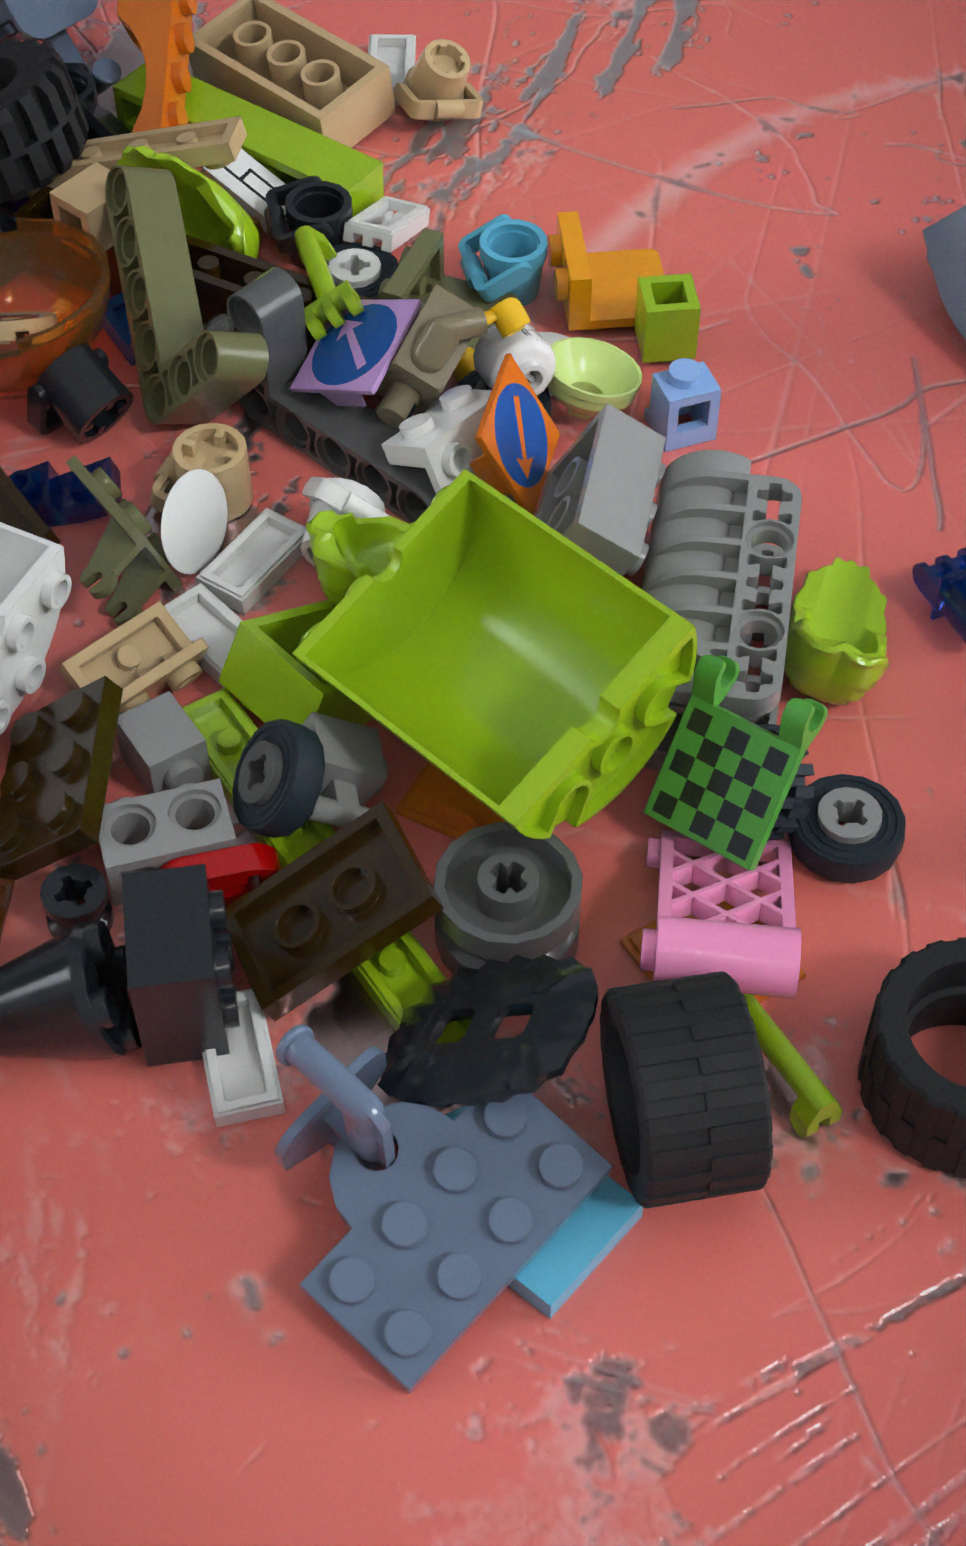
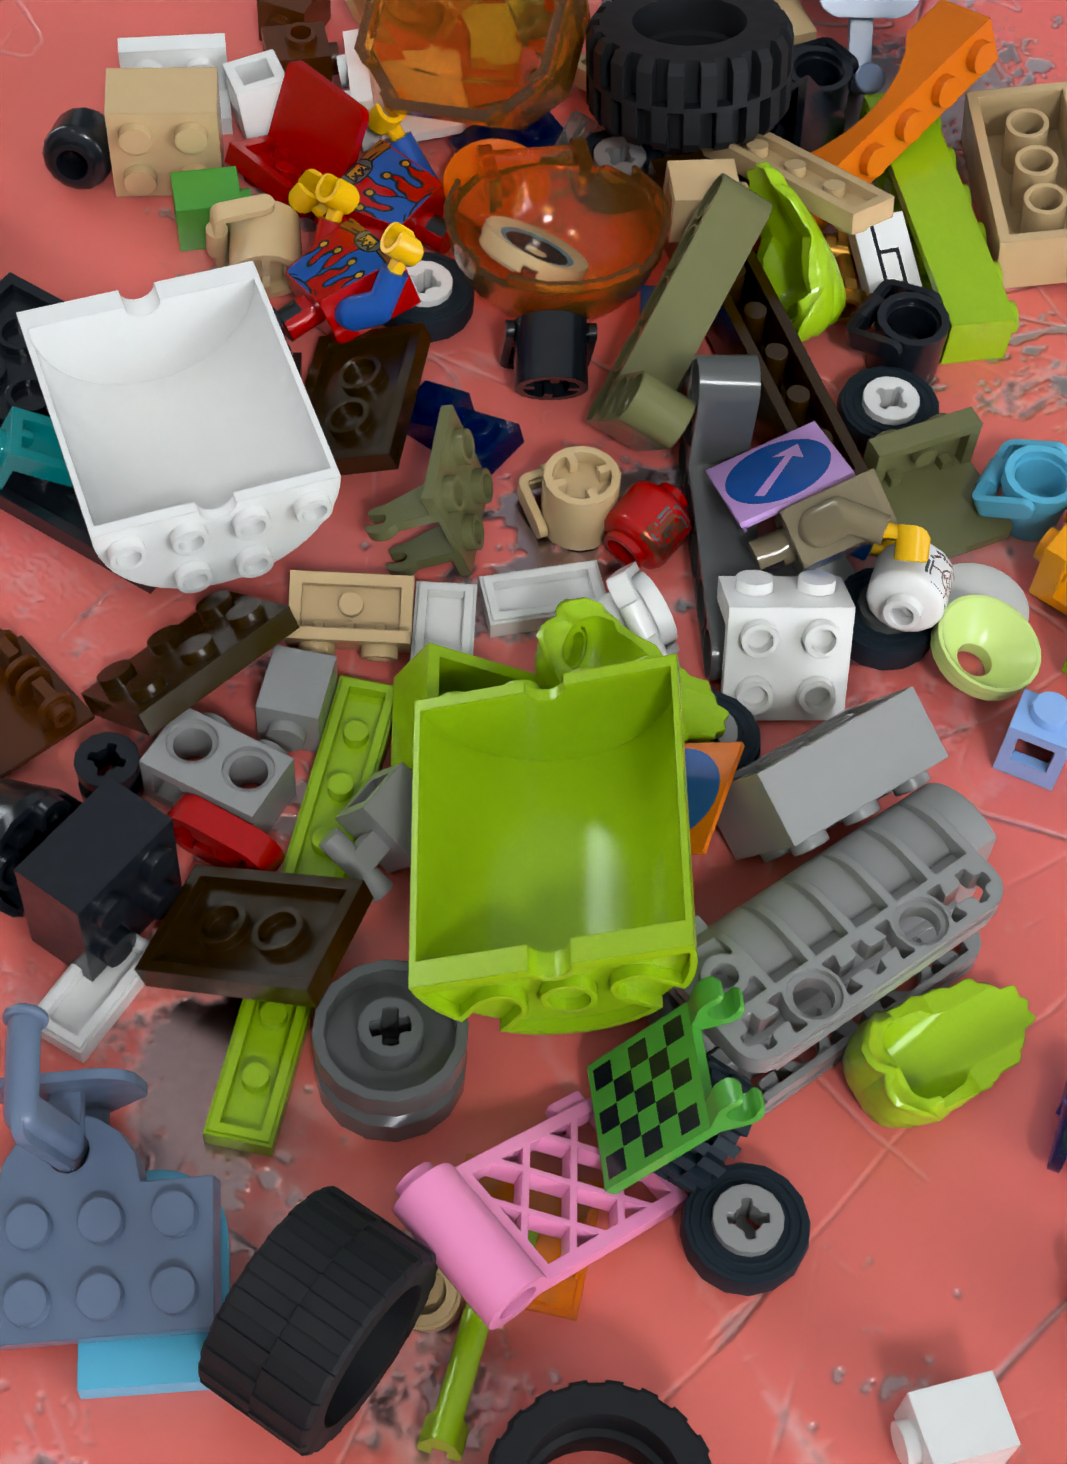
camera: 40 degrees right, 5 degrees up
(194, 521) = (512, 528): white sticker -> none
(278, 778) = (325, 795): black wheel -> none
(280, 458) = (647, 524): none -> red head
(331, 300) = (807, 419): lime hinge -> none
(381, 224) = (970, 379): white tile -> none
(478, 1067) = (186, 1154): black piece -> none
(515, 438) = (831, 656): piece -> none

